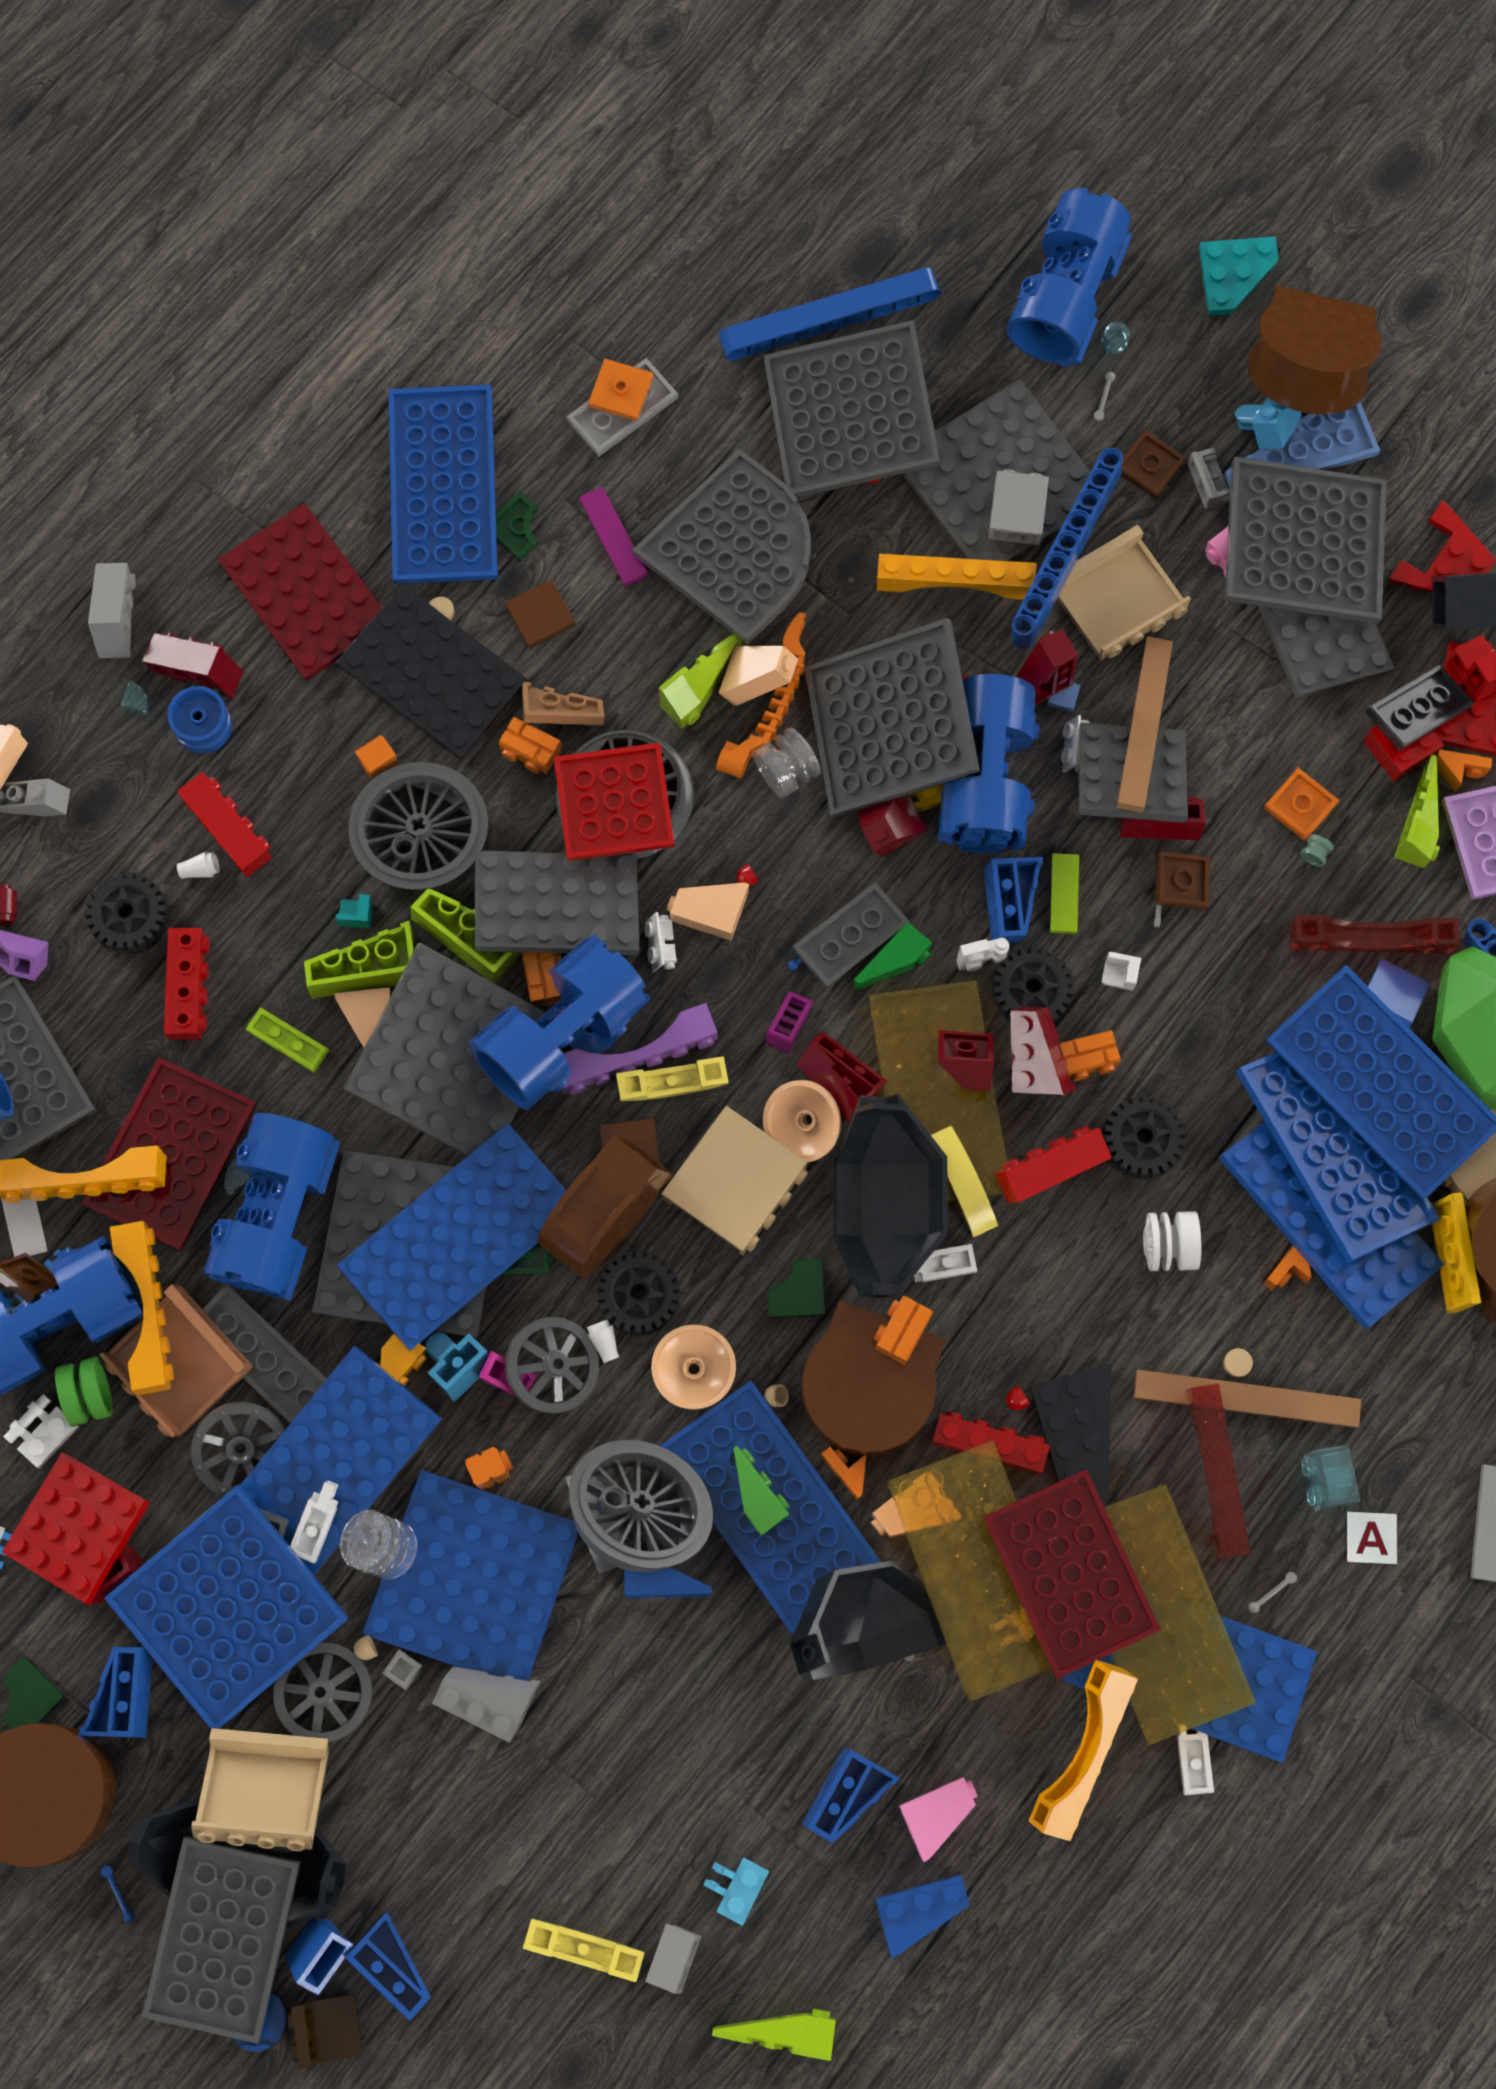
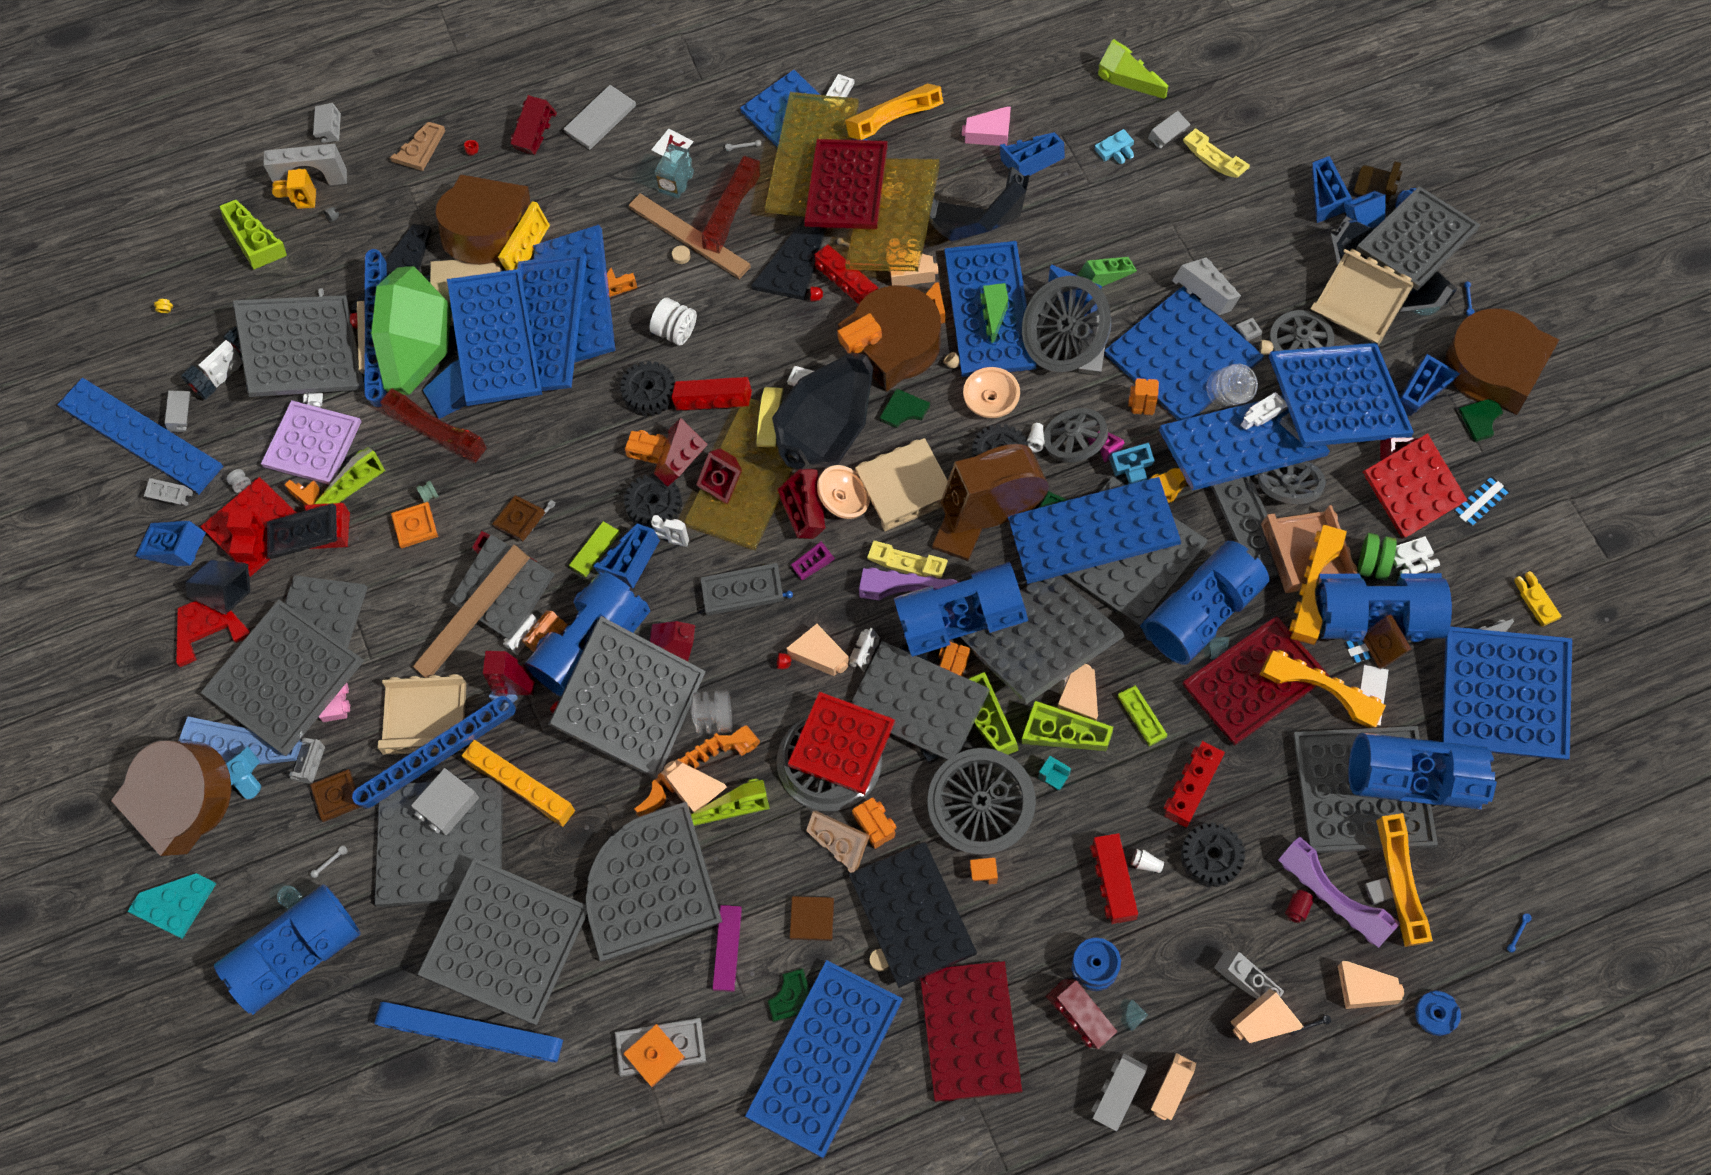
camera: 145 degrees left, 10 degrees down
(57, 644) = (1173, 1087): none -> light nougat slope
(641, 1654) = (1107, 270): none -> bright green slope
(897, 957) = (722, 560): green slope -> none
(919, 1910) = (1025, 92): blue wedge -> none
(1047, 756) = (547, 623): none -> orange brick
(1121, 971) = (593, 484): white panel -> none

